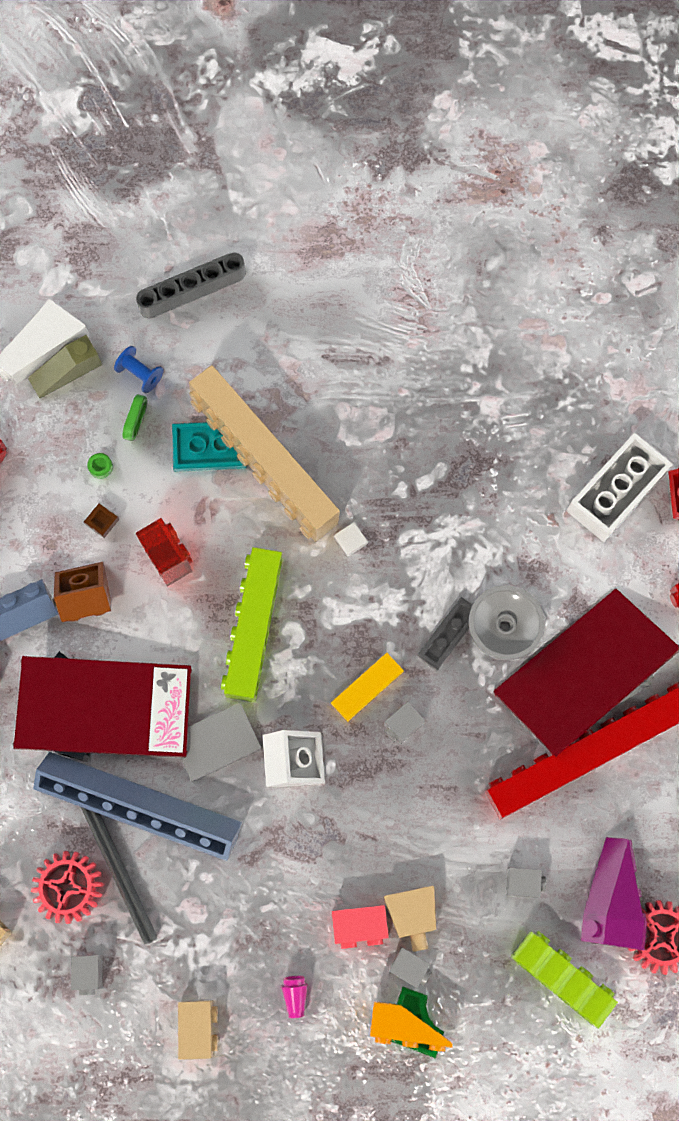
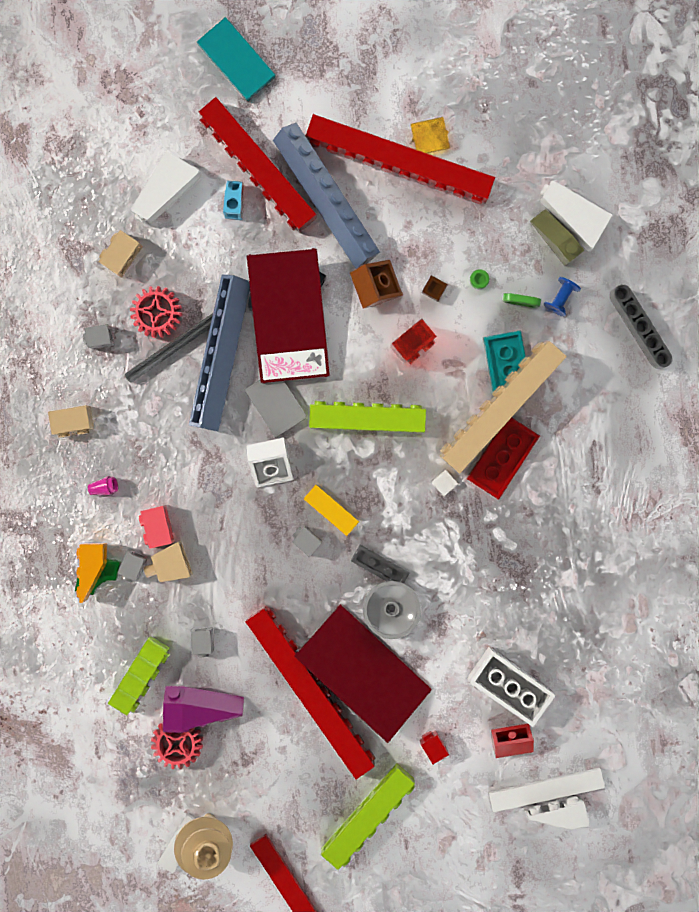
camera: 80 degrees right, 15 degrees up
(331, 465) = (503, 458): none -> red tile

